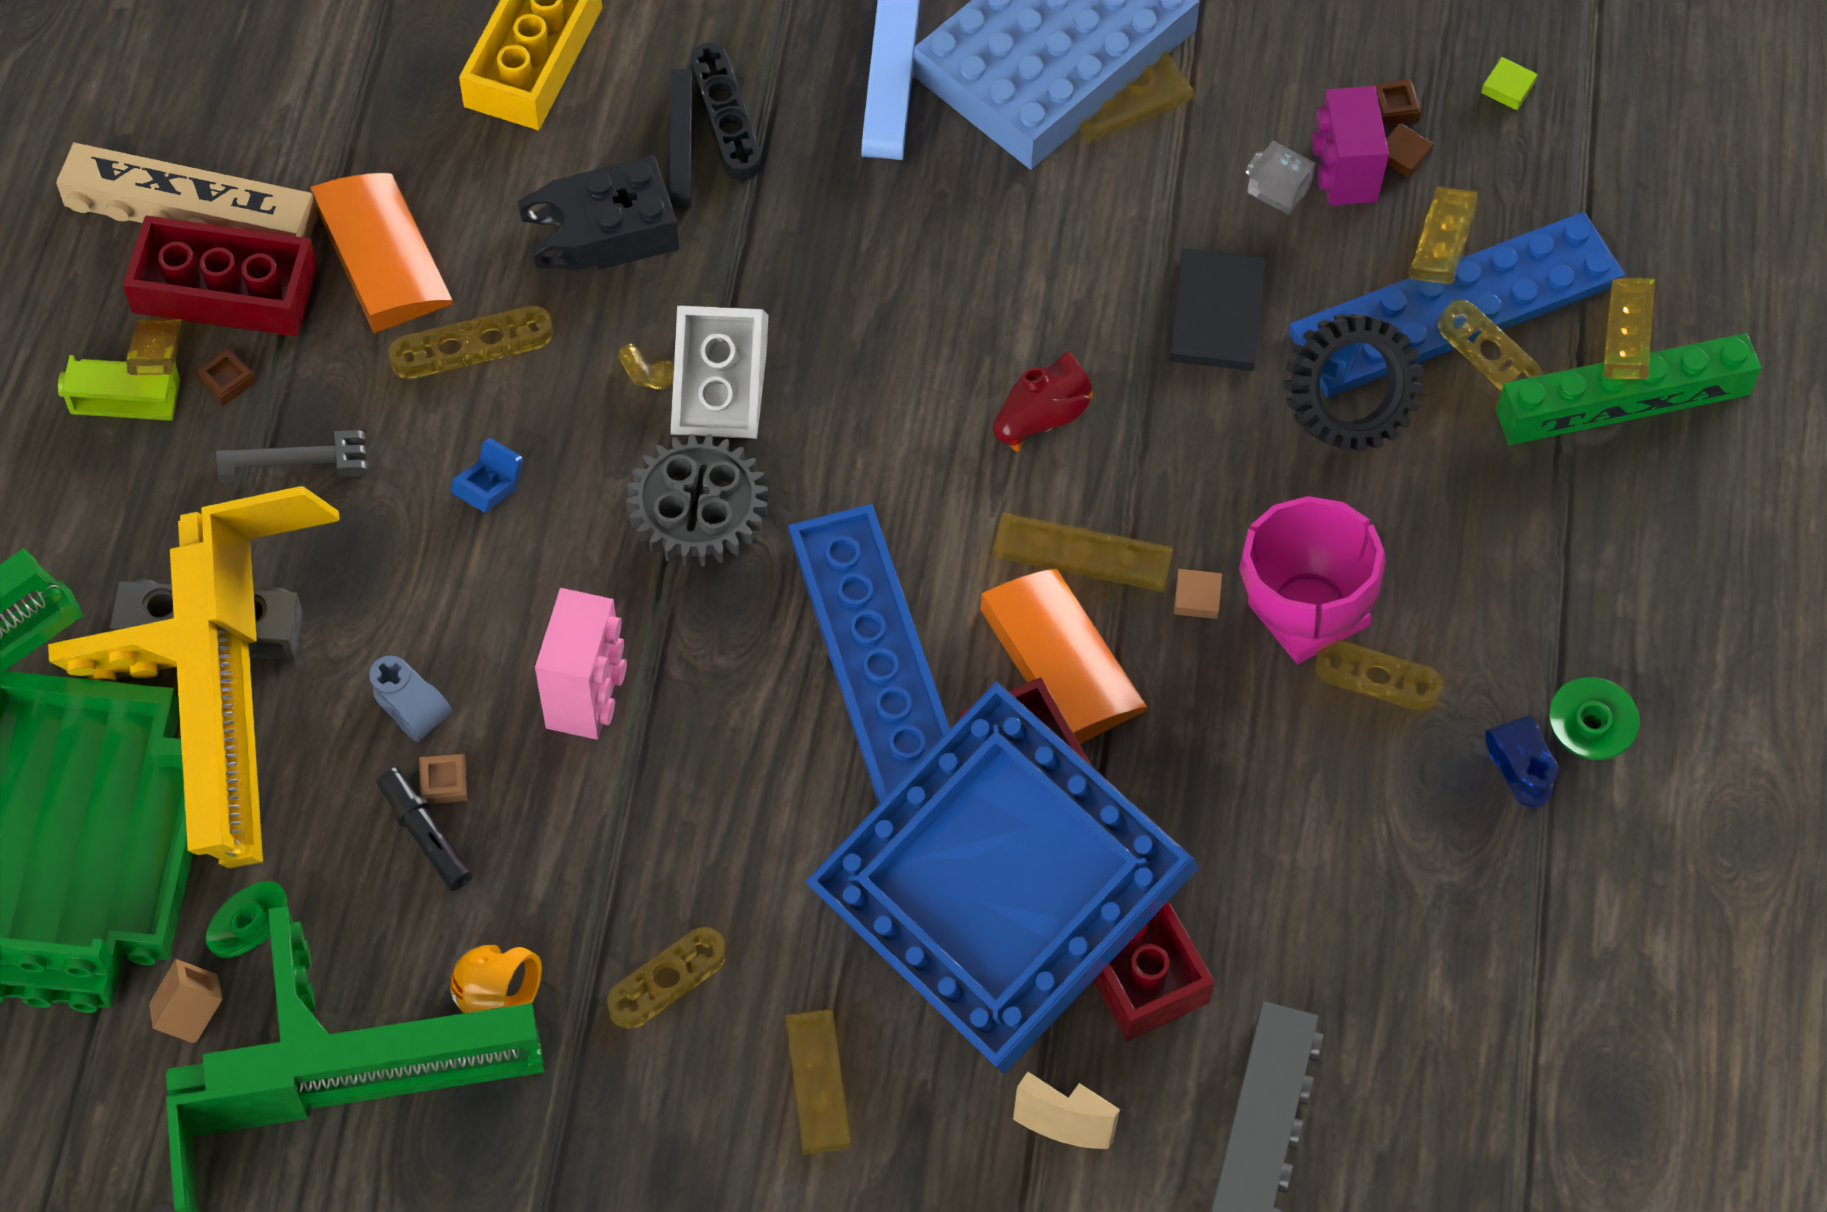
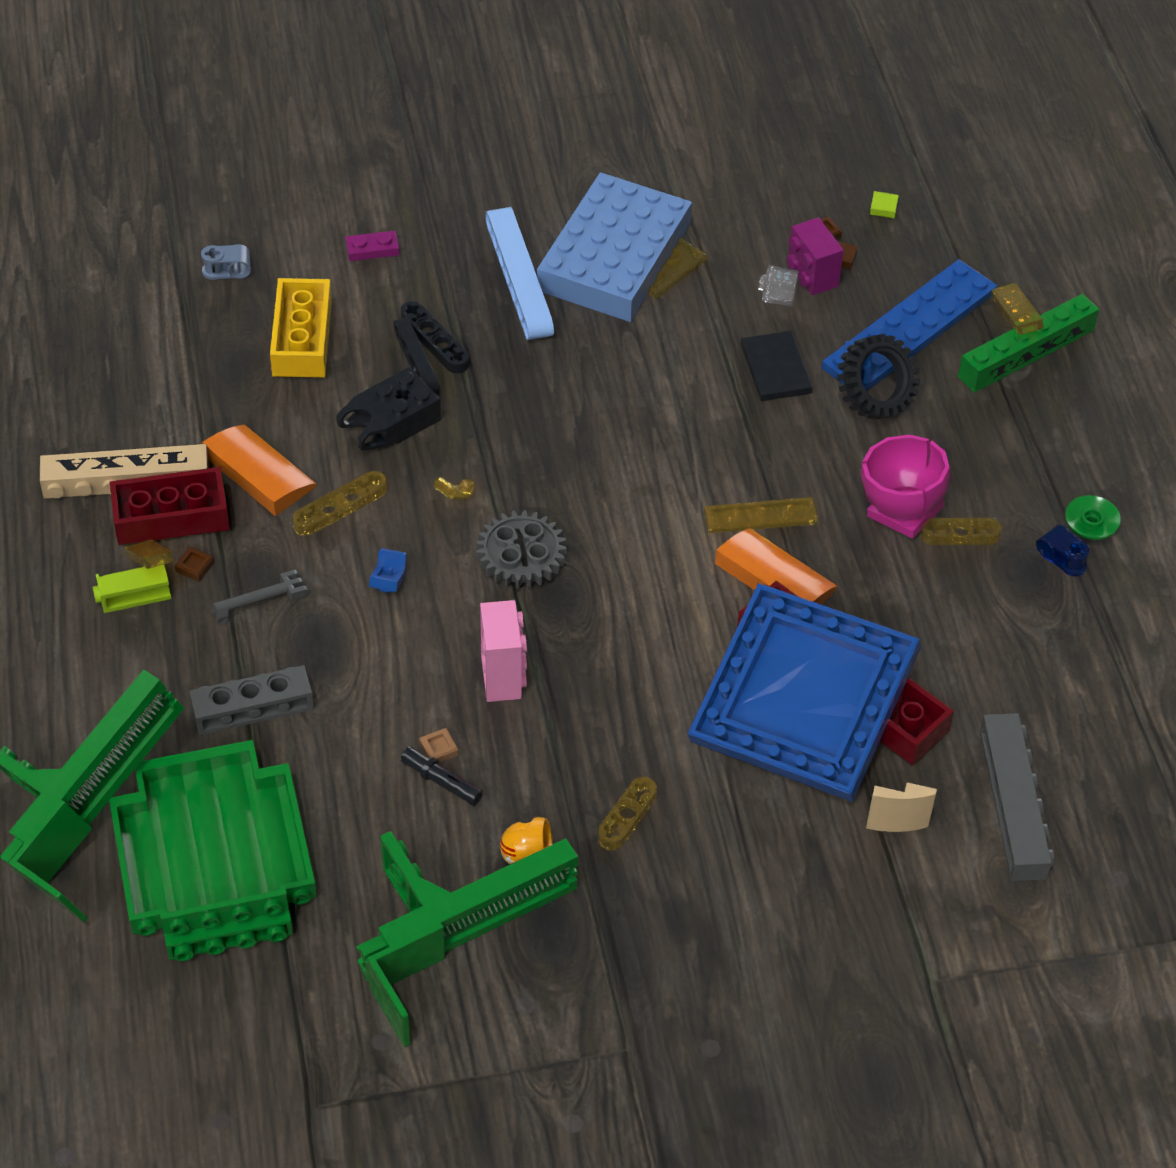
camera: 20 degrees left, 10 degrees down
(185, 1001) = (340, 914): medium nougat panel -> none
(212, 660) = (267, 706): yellow piece -> none
(244, 919) = (357, 856): green dish -> none
(407, 697) = (398, 709): sand blue piece -> none
(718, 371) = (500, 475): white slope -> none
(818, 1082) = (744, 842): clear yellow tile -> none
(870, 642) = (662, 598): blue plate -> none
(1043, 401) = (702, 438): dark red animal -> none
(1198, 593) = (837, 518): medium nougat tile -> none
(1444, 235) = (888, 291): clear yellow tile -> none
(1490, 331) = (938, 333): clear yellow beam -> none

